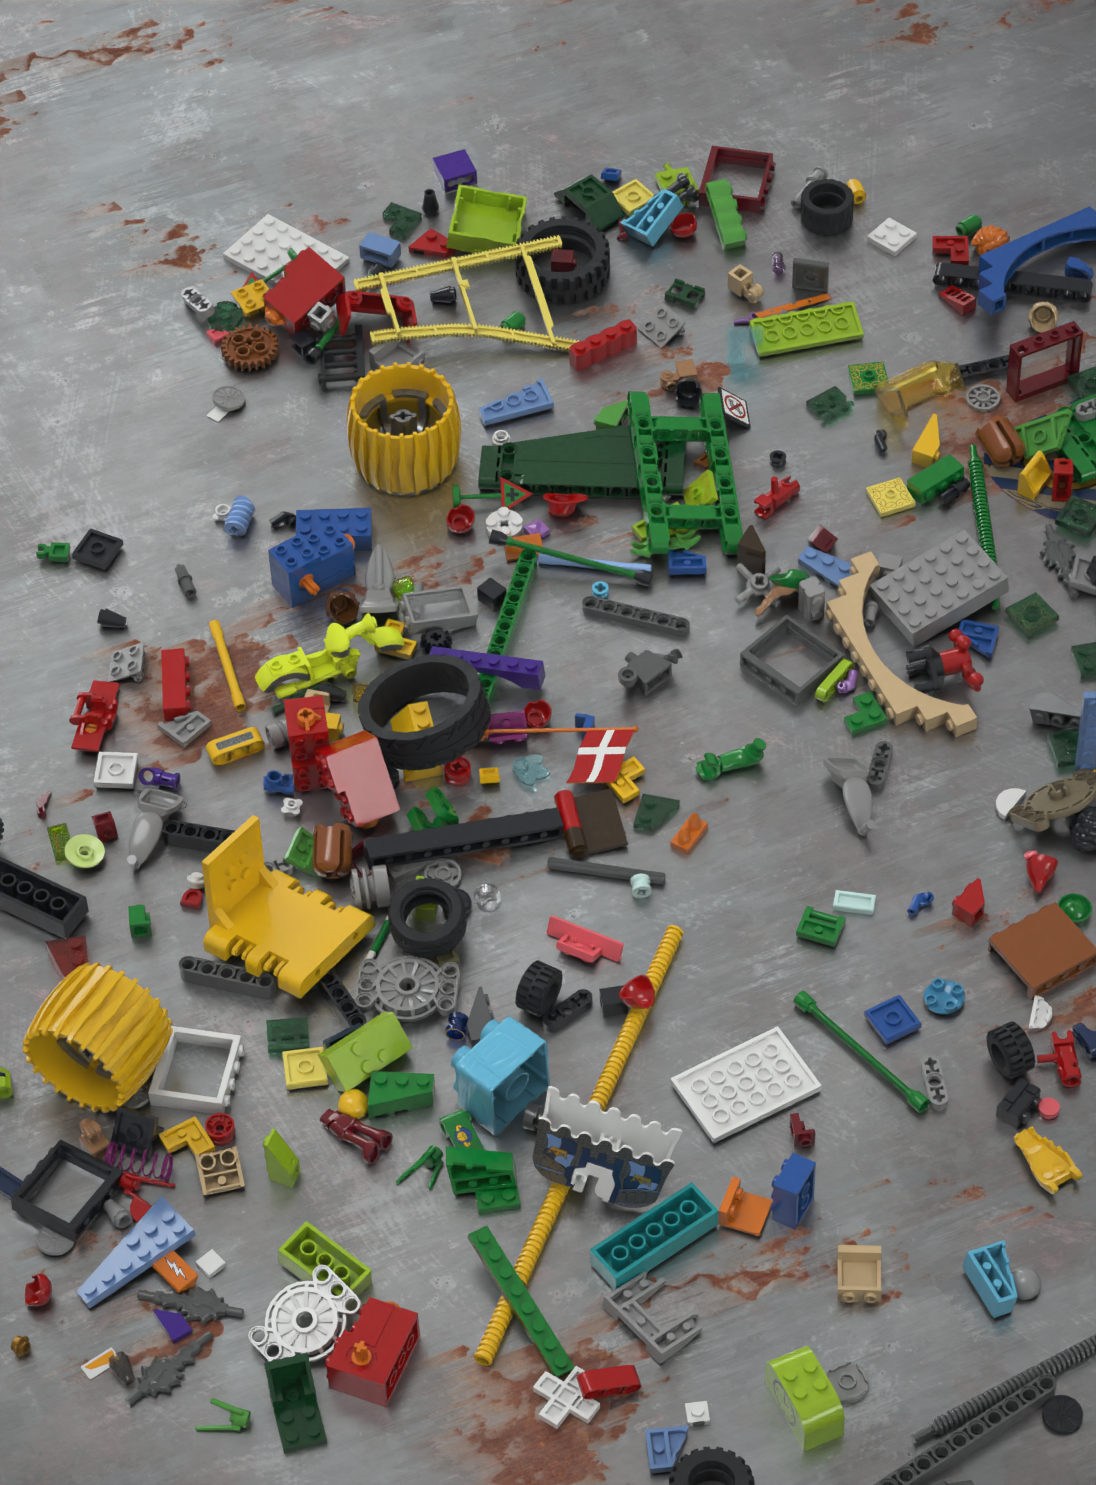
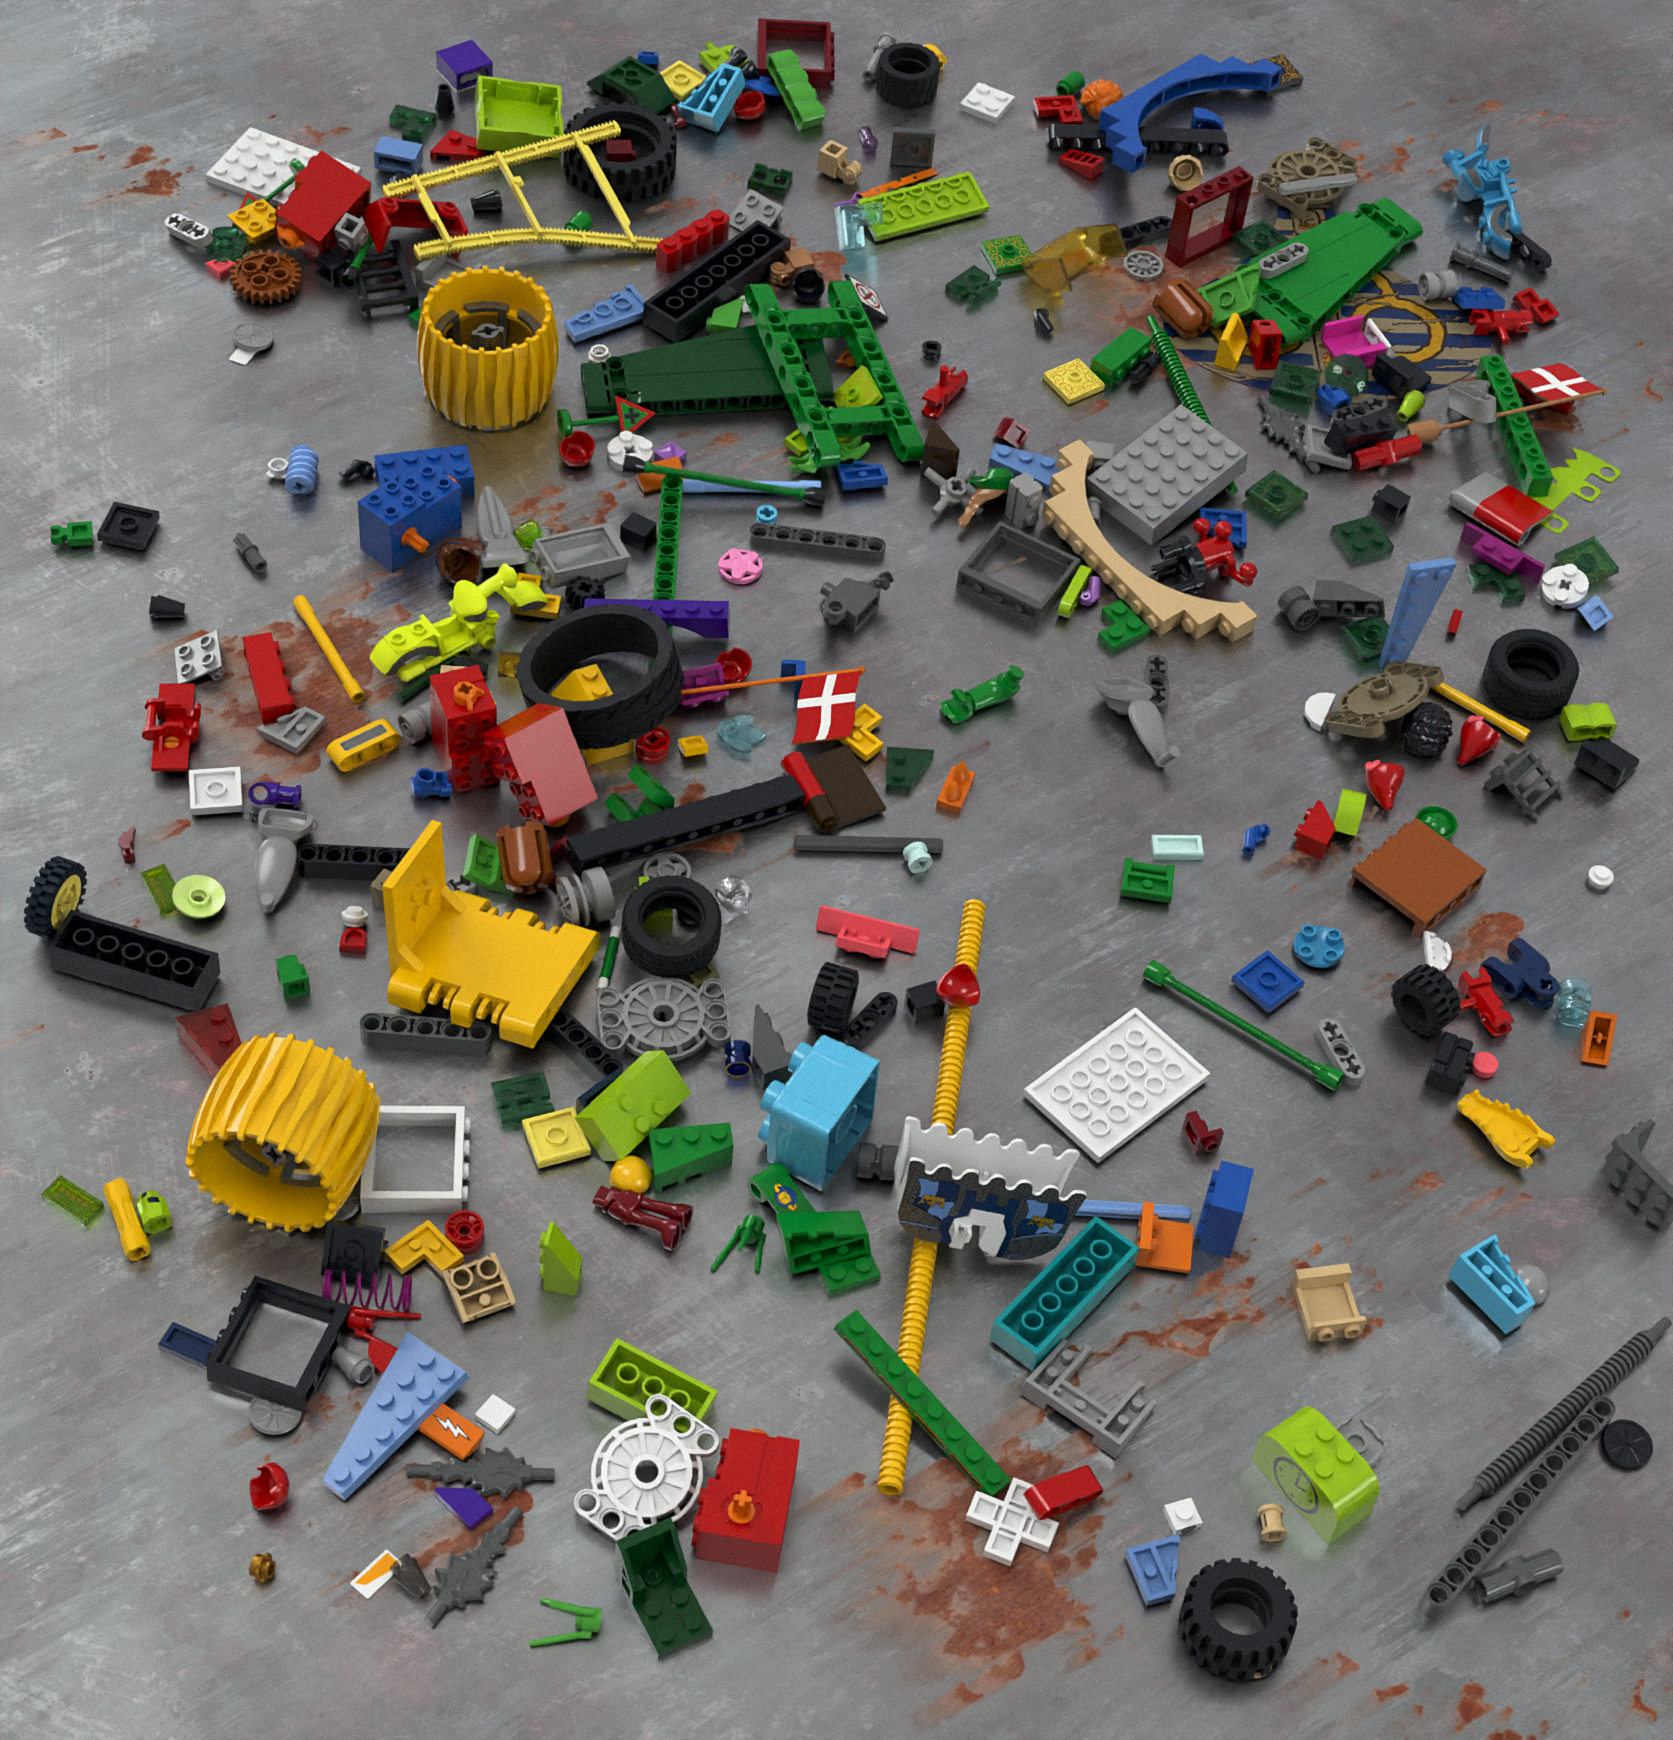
camera: 20 degrees left, 0 degrees up
(92, 1138) = (299, 1269): medium nougat brick -> none
(105, 826) = (218, 862): dark red bracket -> none
(291, 807) = (454, 811): white plate -> none
(563, 504) = (696, 422): red piece -> none
(567, 628) = (740, 563): none -> bright pink wheel
(611, 382) = (715, 281): none -> black brick
(698, 208) = (763, 85): none -> blue dish
(719, 1181) = (1133, 1210): none -> light blue axle
(762, 1428) = (1272, 1522): none -> tan bush
(928, 445) = (1101, 322): yellow slope -> none
(1001, 890) = (1349, 811): none -> lime brick
(1017, 714) = (1299, 608): none -> dark grey wheel

